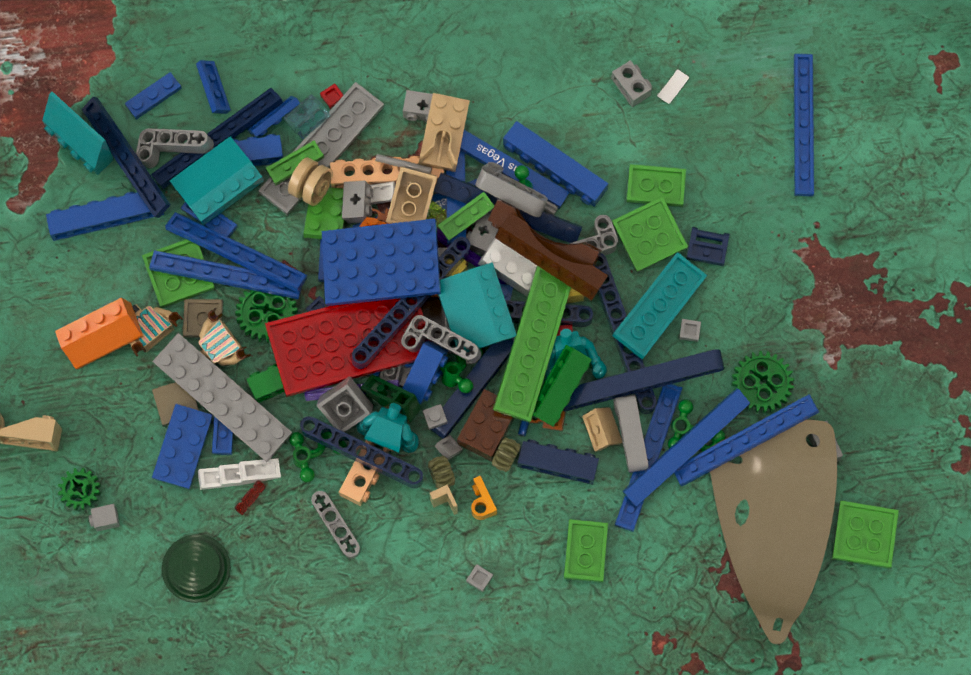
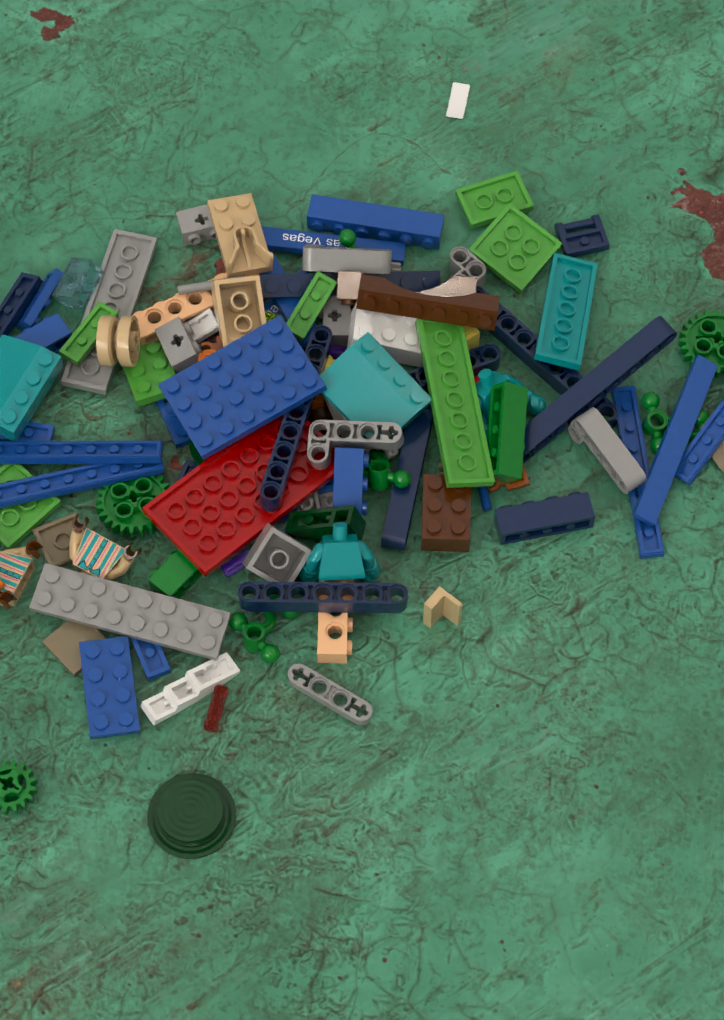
camera: 25 degrees left, 10 degrees down
(104, 517) = (55, 806): light grey brick -> none
(331, 95) = (95, 252): red tile -> none
(435, 416) = (384, 526): light grey plate -> none
(441, 472) = (421, 582): olive gear -> none
(448, 447) = (414, 555): light grey plate -> none
(479, 578) = (523, 678): light grey plate -> none
(485, 499) = (484, 592): light orange plate -> none
(506, 454) = (483, 533): olive gear -> none
(586, 550) = (625, 596): bright green plate -> none
(602, 428) = (571, 464): tan panel -> none
(627, 85) = (408, 111): light grey brick -> none
(690, 330) = (610, 325): light grey plate -> none
(803, 125) = (614, 83): blue tile -> none

